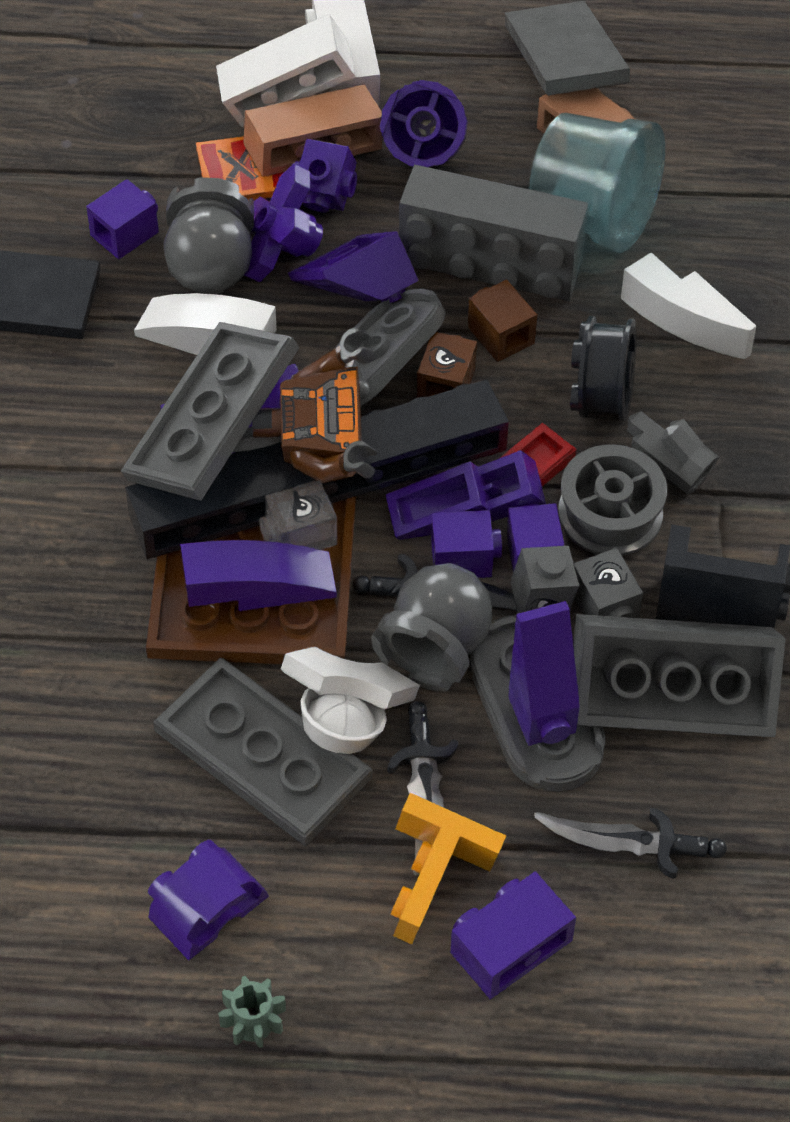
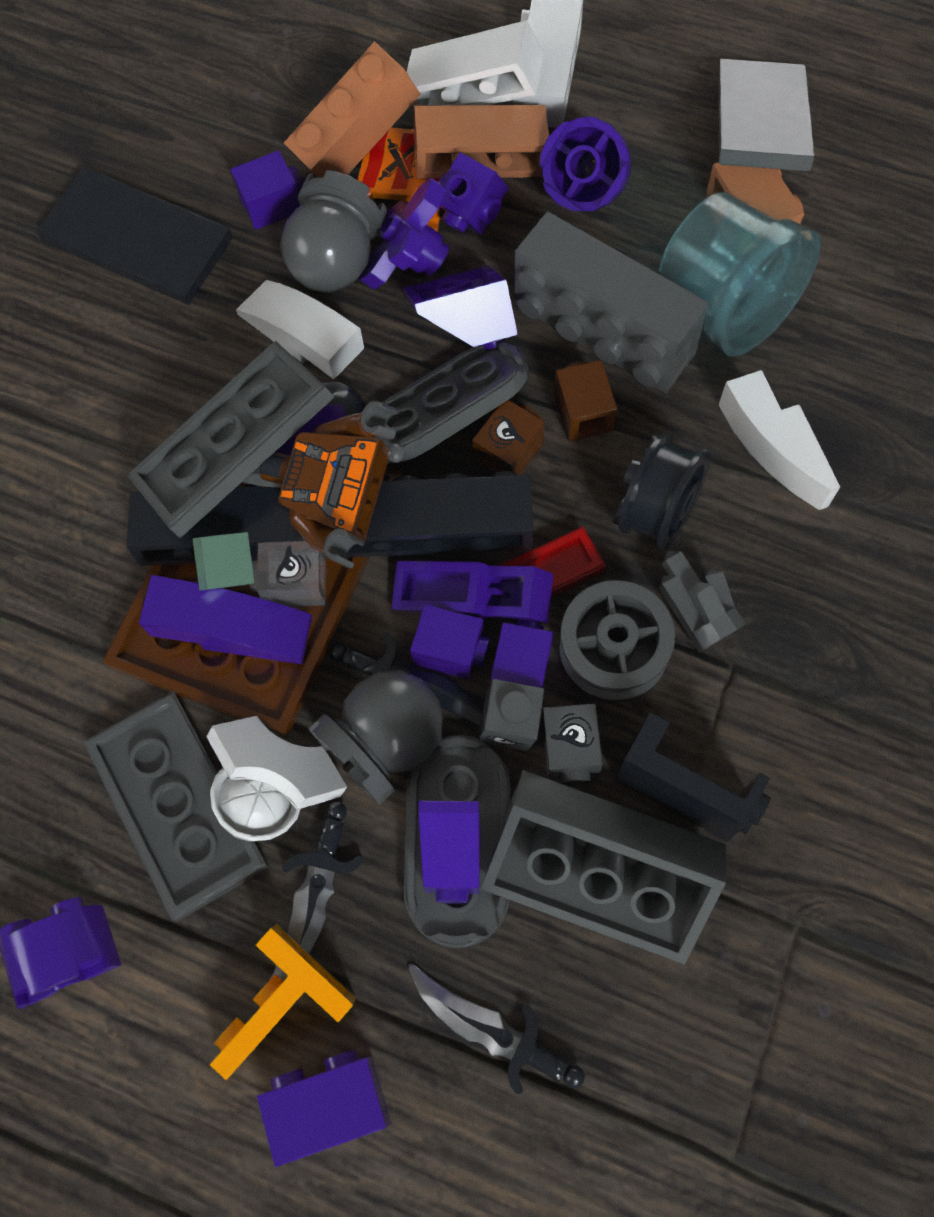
camera: 25 degrees right, 15 degrees up
(187, 132) = (354, 114): none -> nougat brick
(244, 513) = (223, 561): none -> sand green tile
(252, 1027) = (35, 1117): sand green gear -> none

